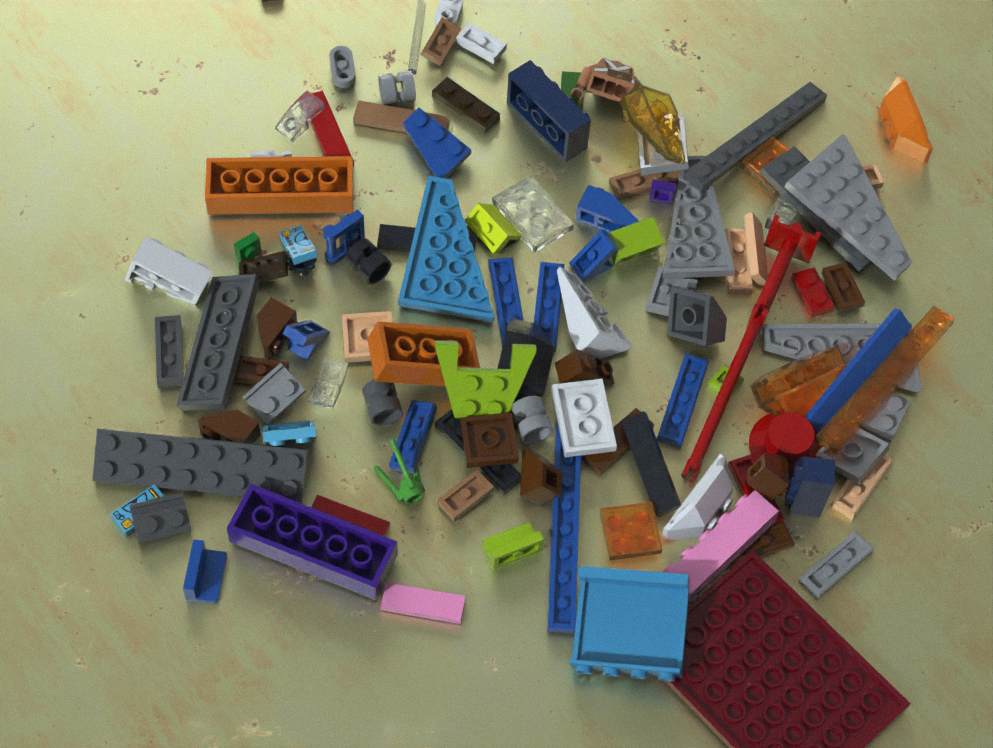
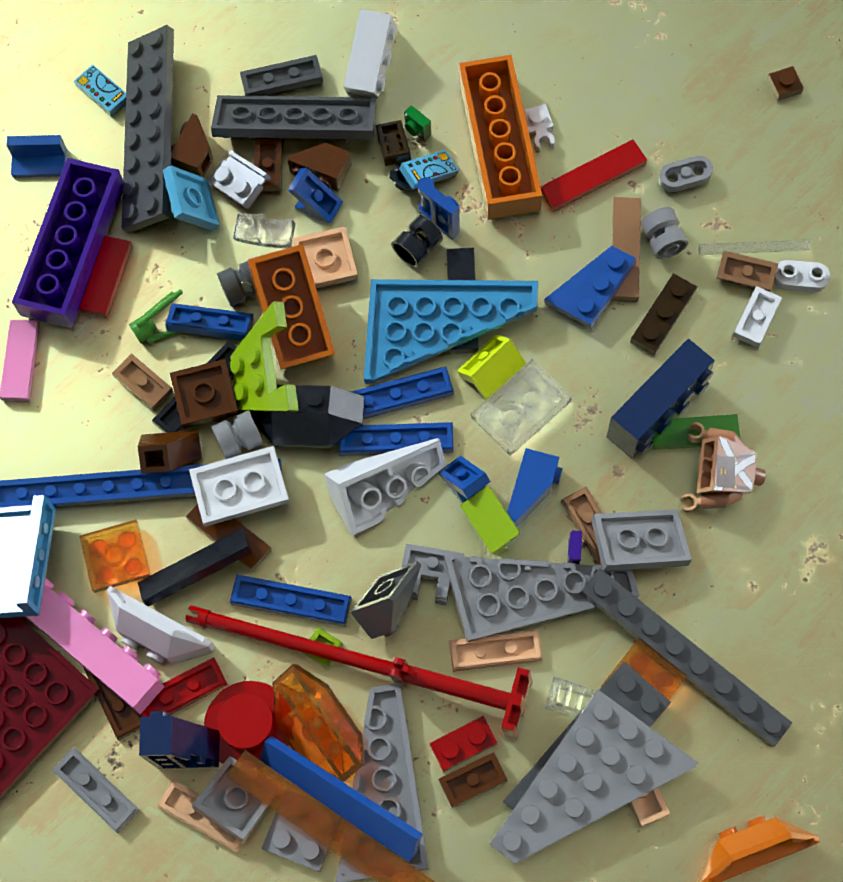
camera: 90 degrees right, 10 degrees up
(160, 518) = (89, 106): dark grey plate -> none
(301, 112) = (603, 140): clear slope -> none
(512, 545) = (92, 437): lime panel -> none
(582, 367) = (308, 486): reddish brown slope -> none
(655, 117) = (663, 523): clear yellow wedge -> none
(756, 249) = (503, 667): light nougat tile -> none
(769, 475) = (182, 696): reddish brown slope -> none

